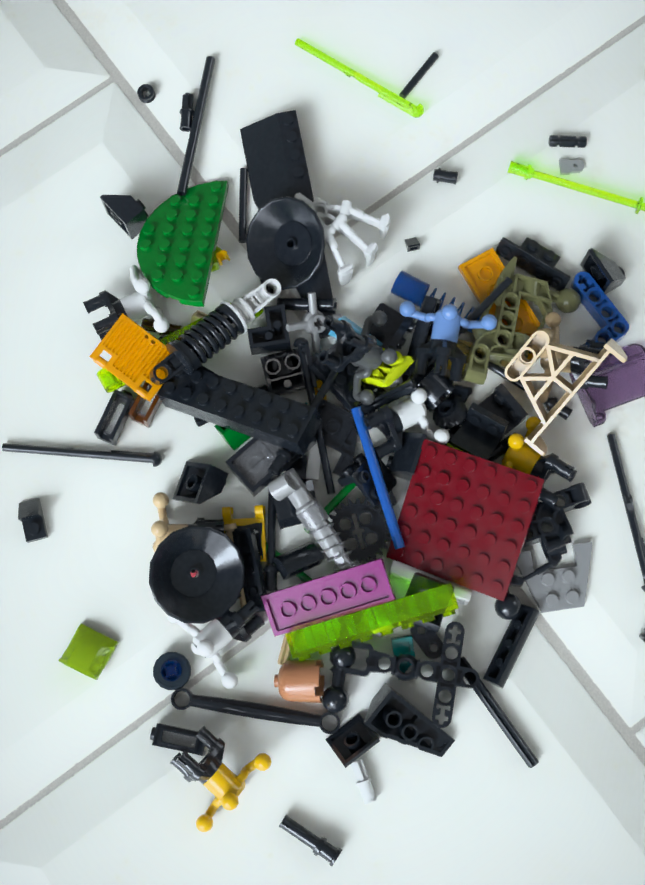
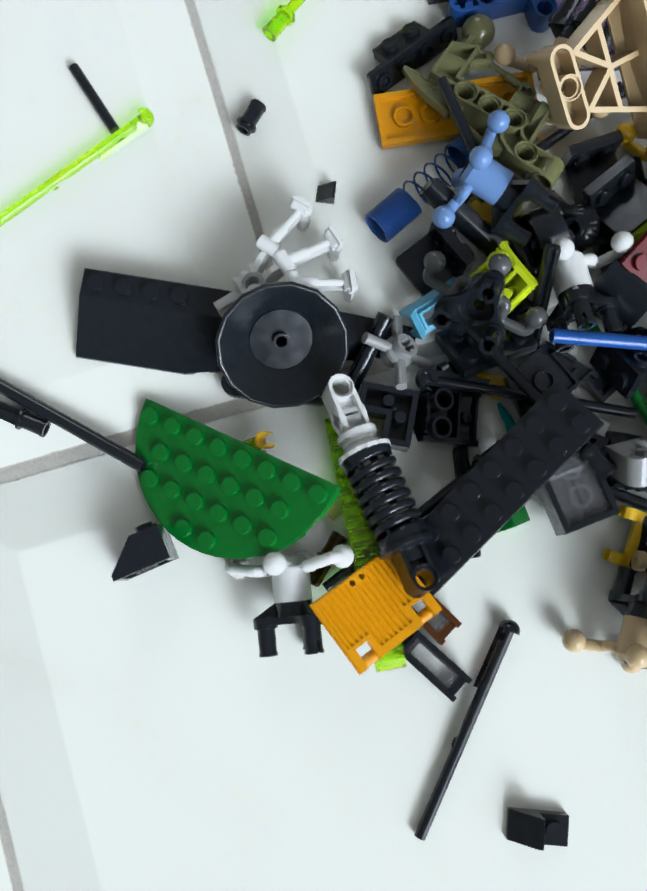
camera: 75 degrees left, 5 degrees up
(199, 483) = (565, 581): black slope -> none
(243, 205) = (189, 390): black bar -> none

